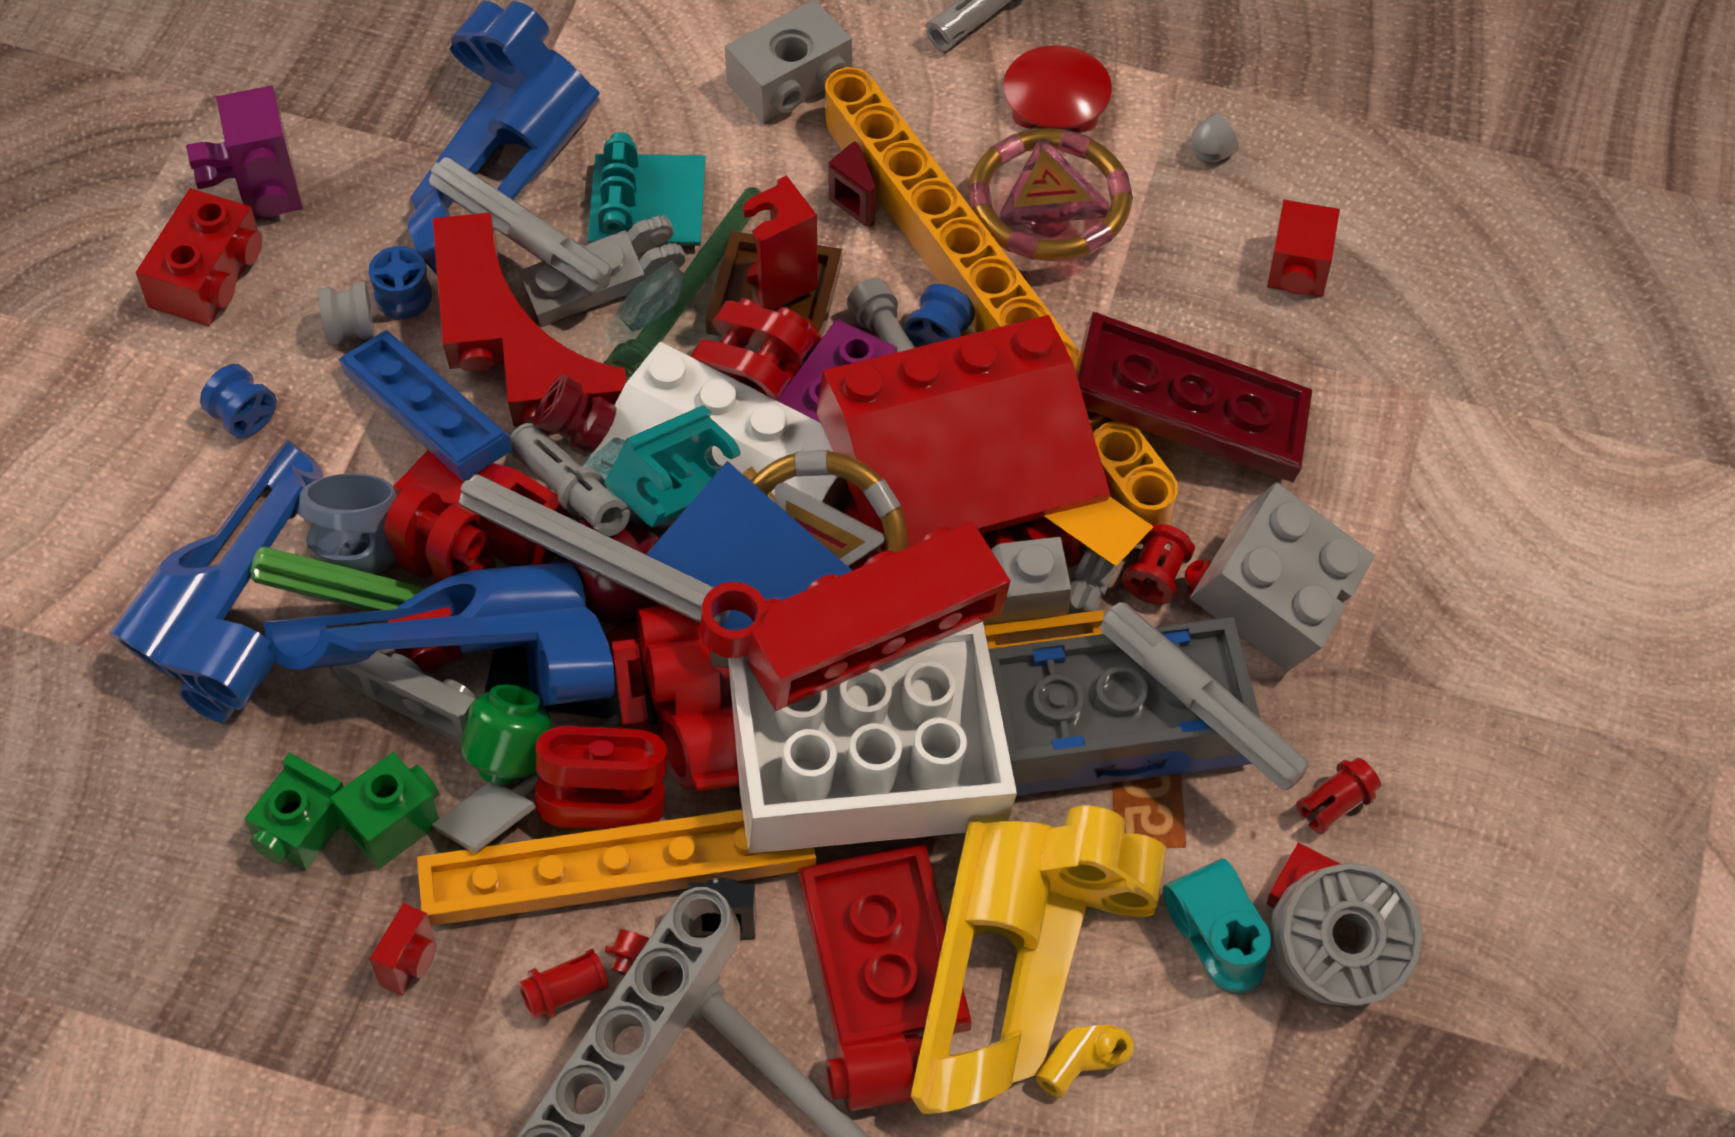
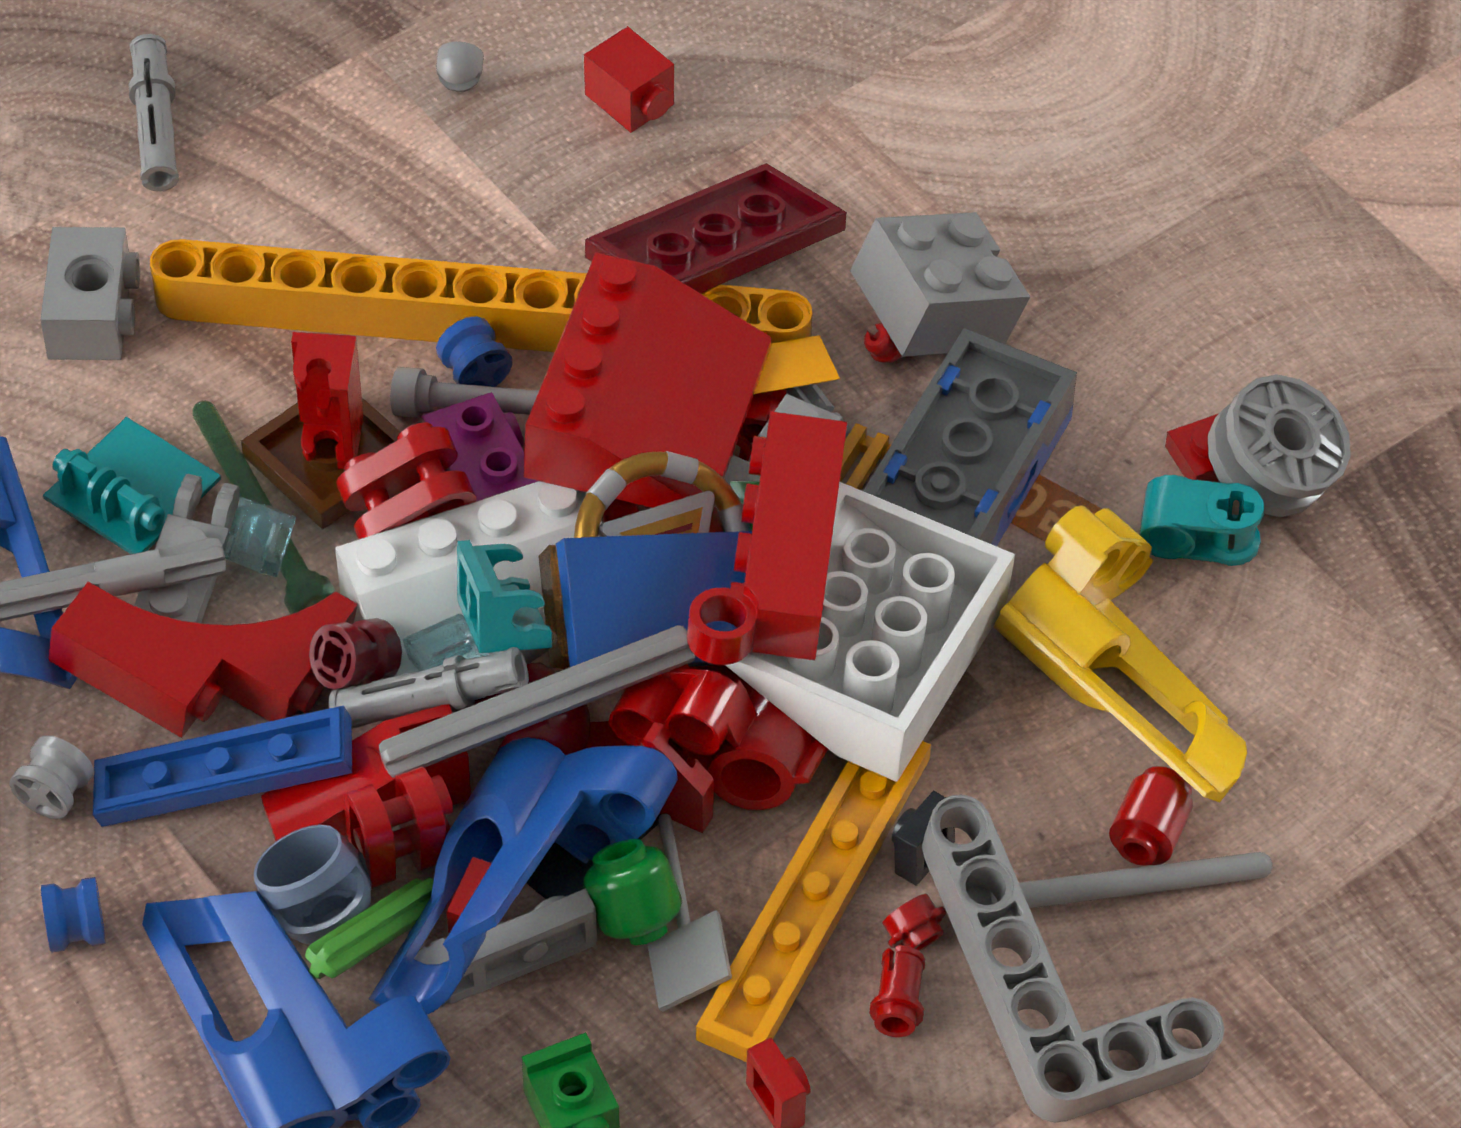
camera: 55 degrees left, 5 degrees down
(387, 808) = (627, 1026): green brick -> none
(388, 274) = (45, 704): blue wheel -> none
(599, 777) = (735, 846): red brick -> none
(852, 184) = (271, 325): dark red slope -> none
(878, 941) = (1036, 756): red tile -> none
(1051, 195) = (421, 197): piece -> none
(1057, 88) = (298, 135): red dish -> none
(1081, 1051) = (1235, 674): yellow arm -> none
(1163, 586) = (850, 361): red bush -> none
(1204, 696) = (1025, 385): light grey axle -> none
(1340, 794) = (1146, 369): red pin -> none

